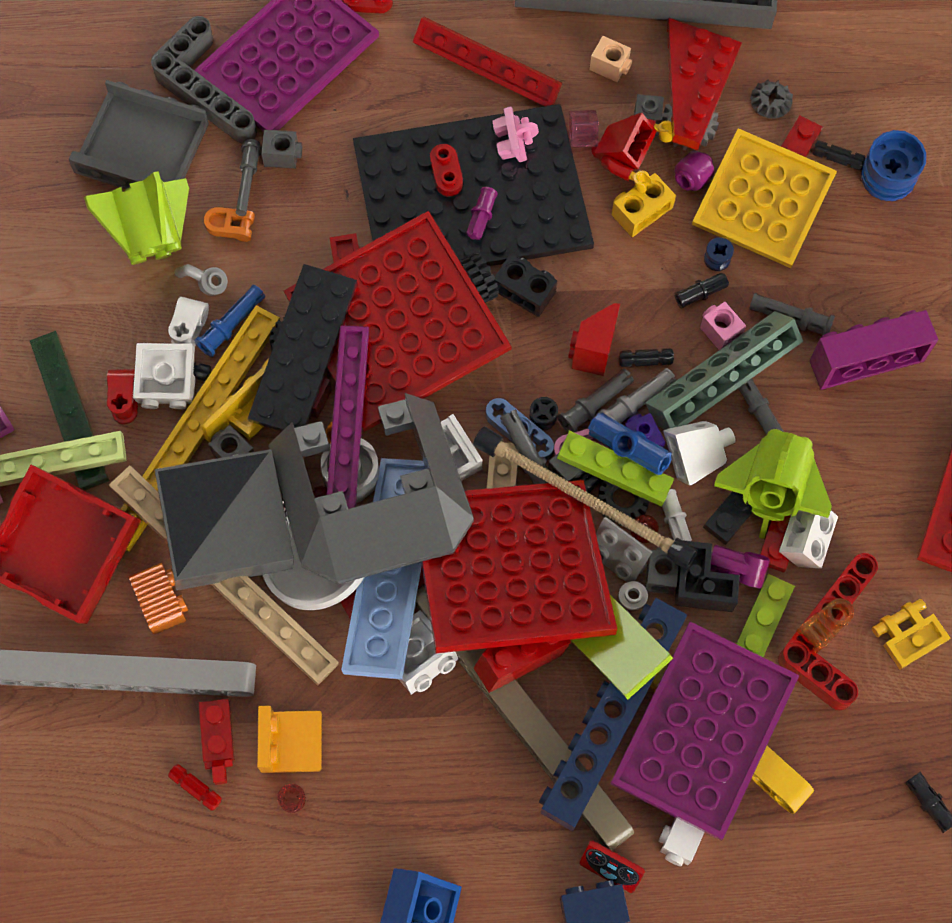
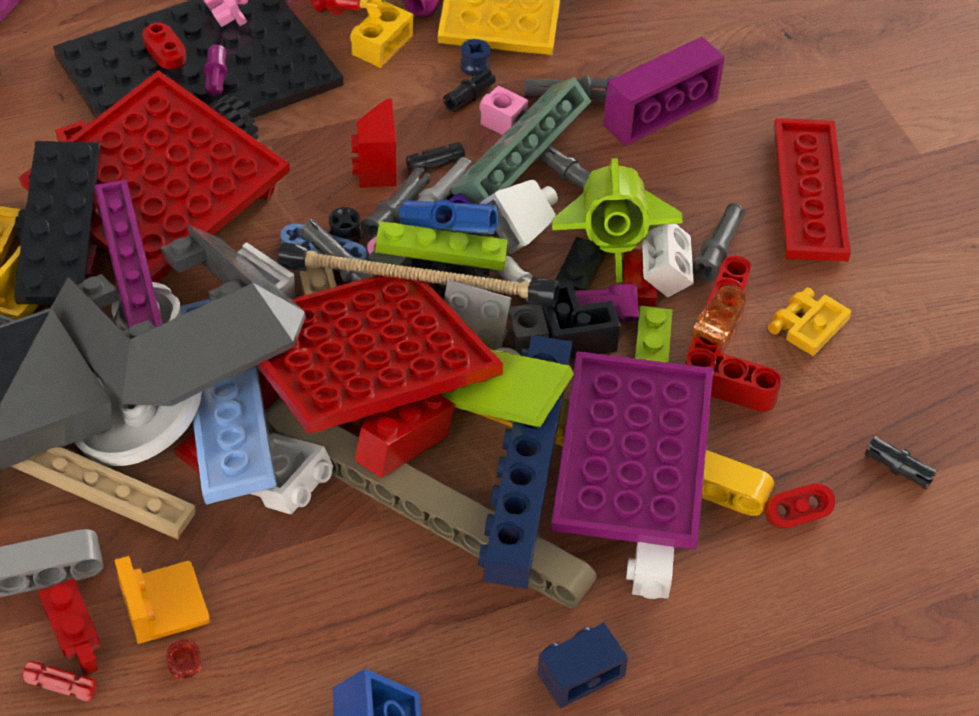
camera: 20 degrees left, 20 degrees down
(520, 290) = (285, 124): black brick -> none
(612, 866) = (573, 612): slope -> none
(825, 819) = (798, 506): none -> red plate
(856, 534) = (715, 250): none -> dark grey pin

